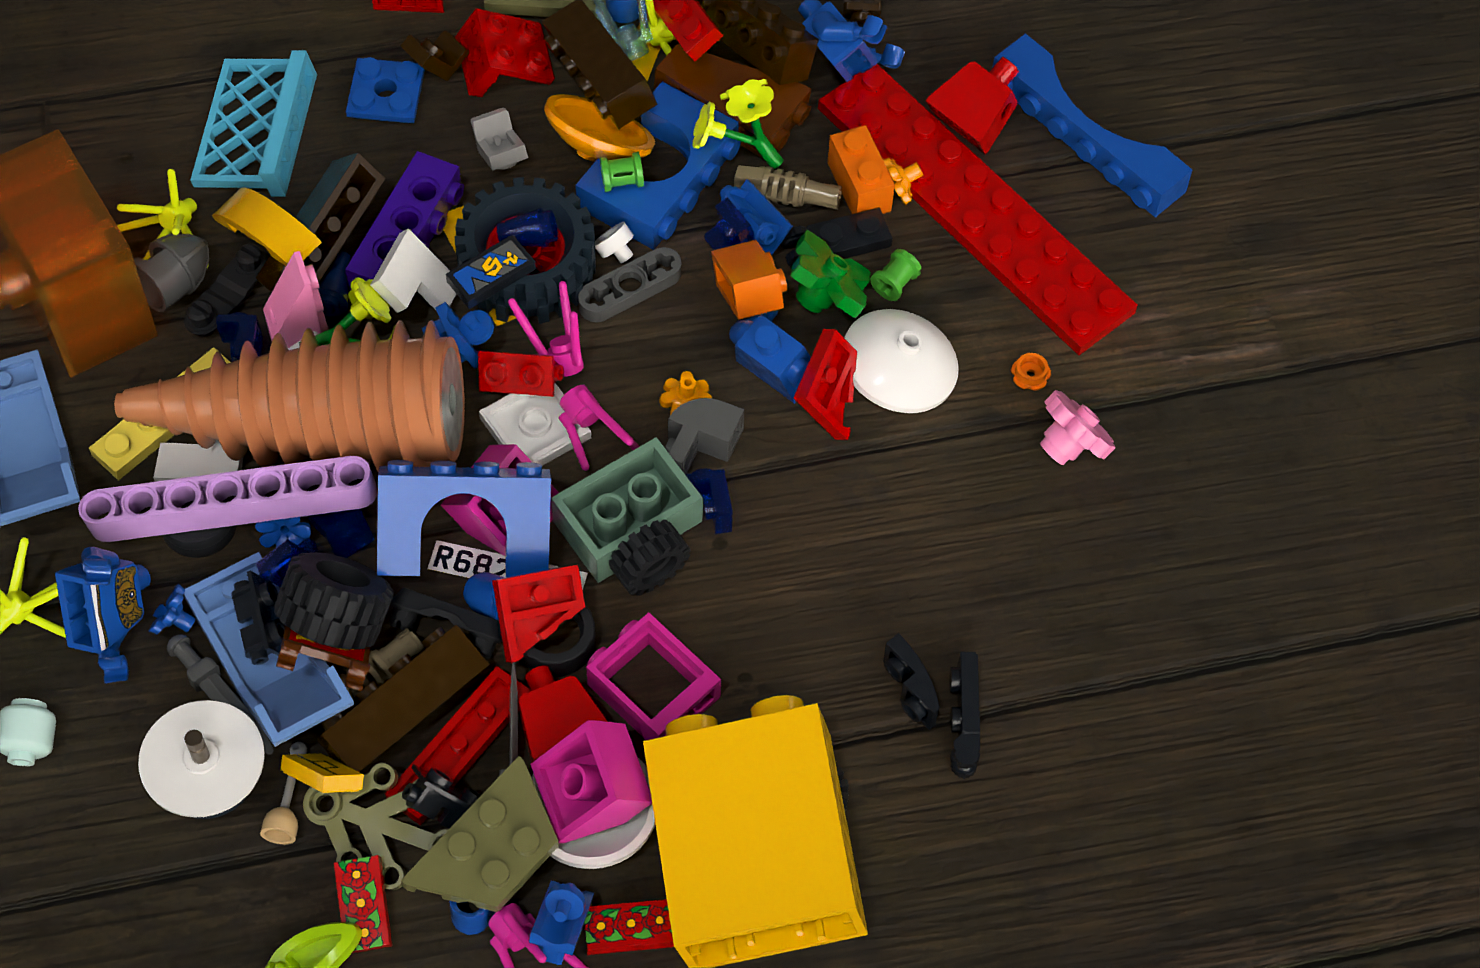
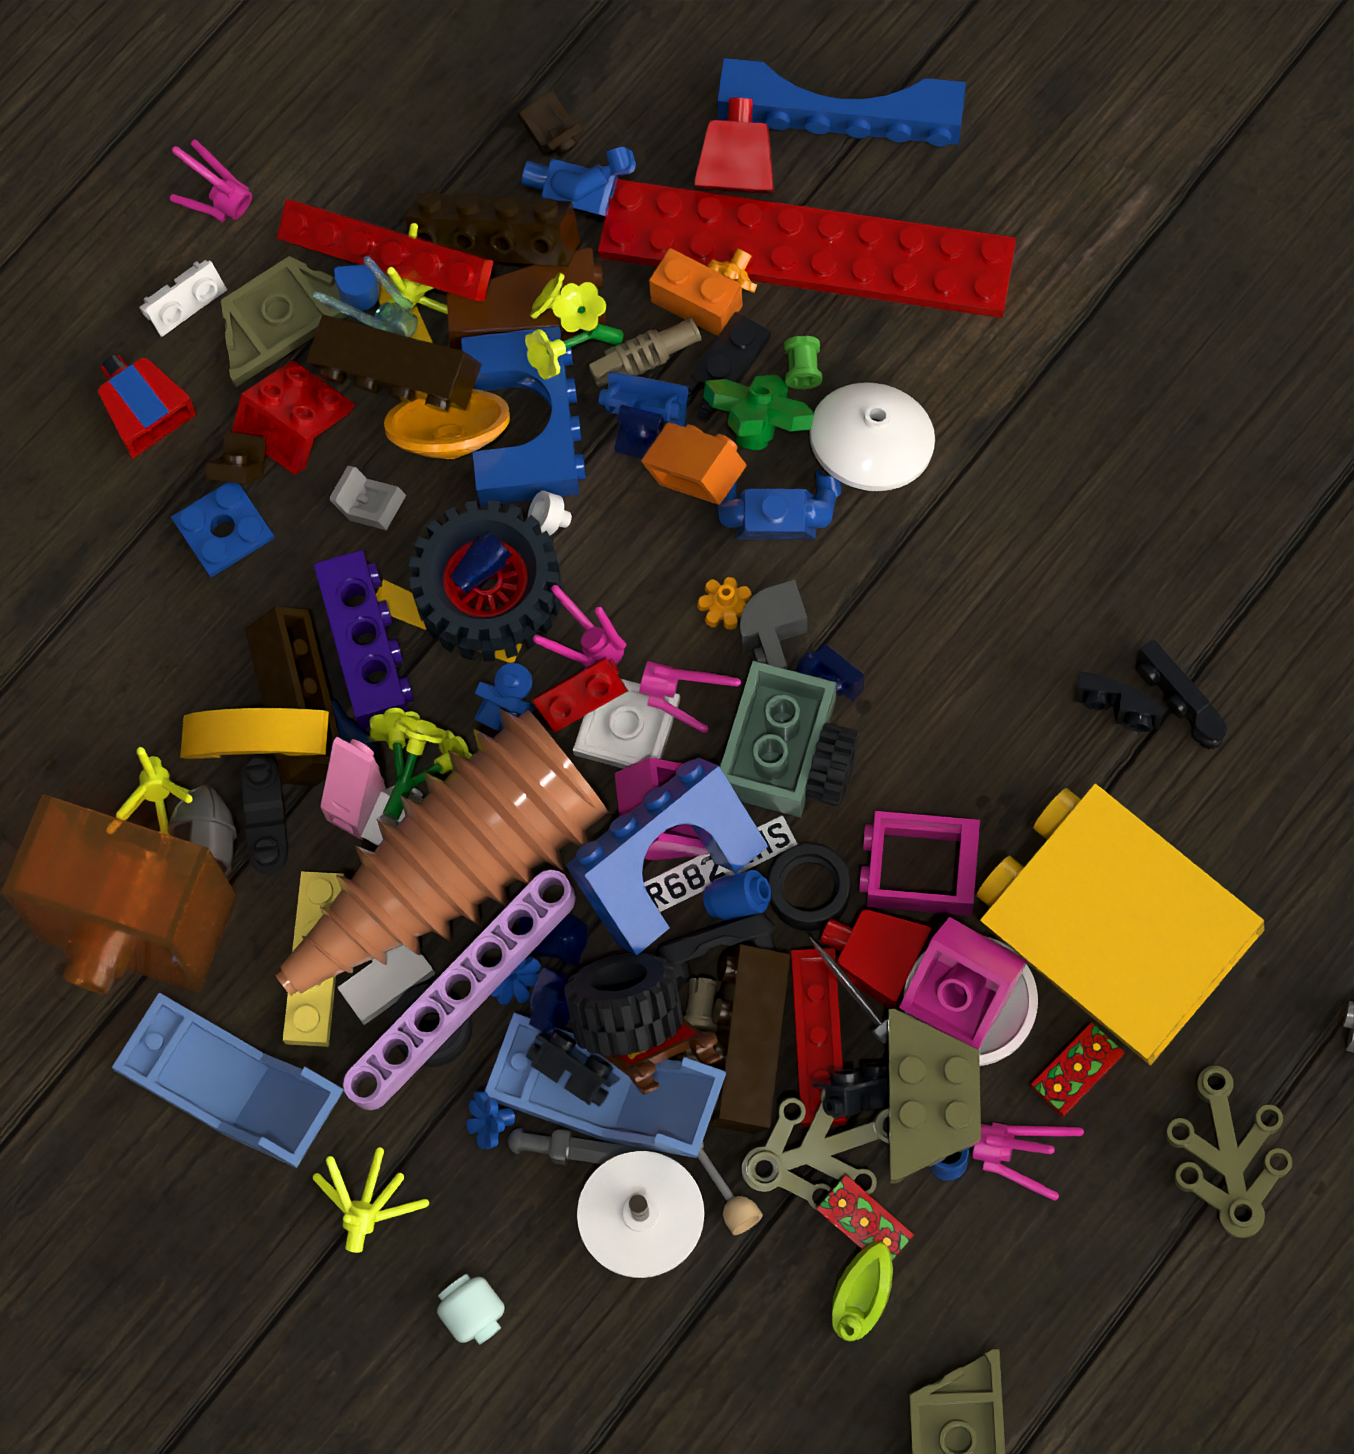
camera: 30 degrees left, 10 degrees up
(101, 605) = (436, 1162): blue torso -> none
(237, 329) = (329, 850): clear blue bracket -> none
(284, 133) = (171, 634): medium azure fence -> none
(322, 773) = (743, 1147): yellow tile -> none
(411, 269) = (416, 675): white tile -> none
(490, 271) = (490, 625): tile -> none
(535, 605) = (787, 878): red wing -> none
(560, 920) = (1032, 1108): blue hips -> none
(621, 172) = (511, 449): bright green bush -> none
(637, 269) = (593, 572): dark grey beam -> none
(829, 383) = (842, 502): red wing -> none
(1031, 363) = (987, 355): orange plate -> none
(1073, 430) = (1064, 390): bright pink plant -> none

